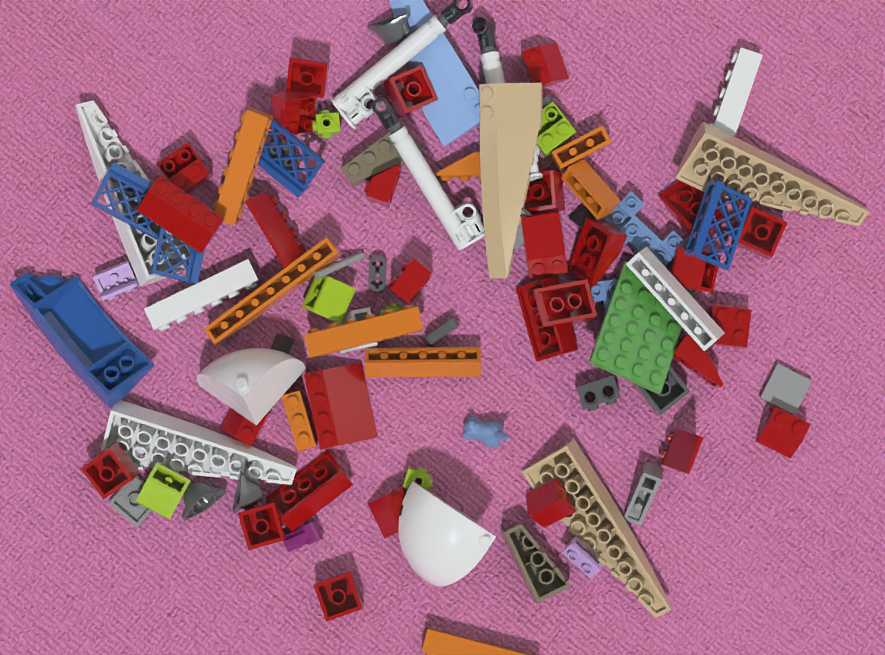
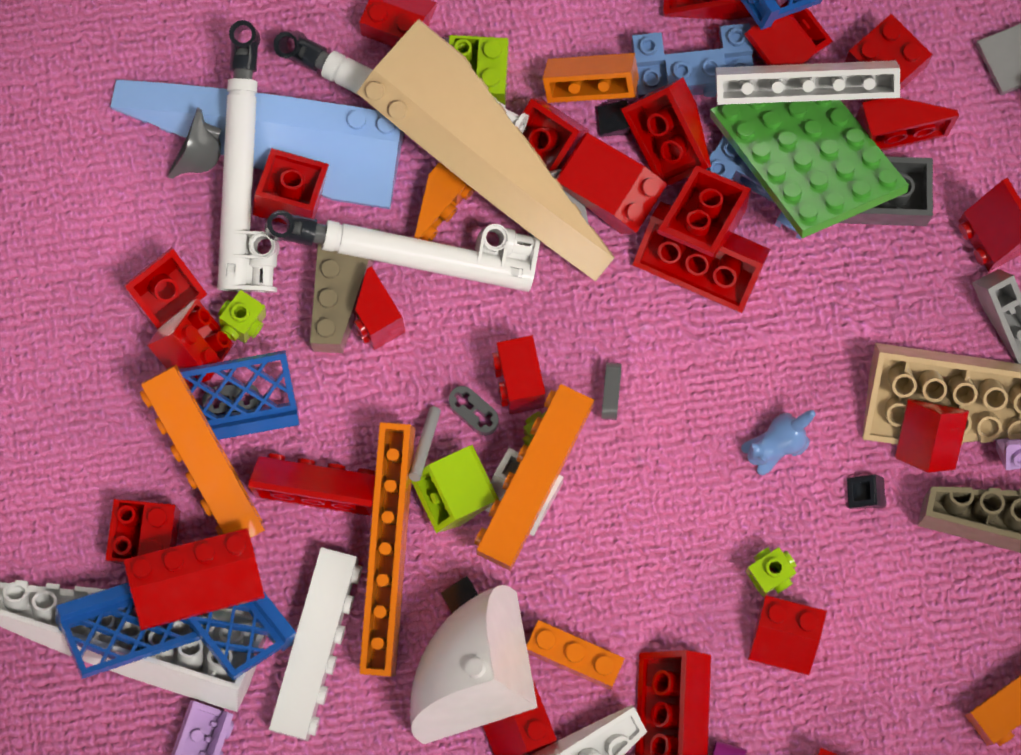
camera: 50 degrees left, 10 degrees down
(340, 405) = (597, 590): red slope -> none
(423, 362) = (630, 443): orange brick -> none
(439, 538) = (871, 597): white brick -> none
(496, 494) = (866, 492): none -> black slope
(580, 148) = (532, 51): orange brick -> none
(597, 389) = (837, 268): dark grey brick -> none

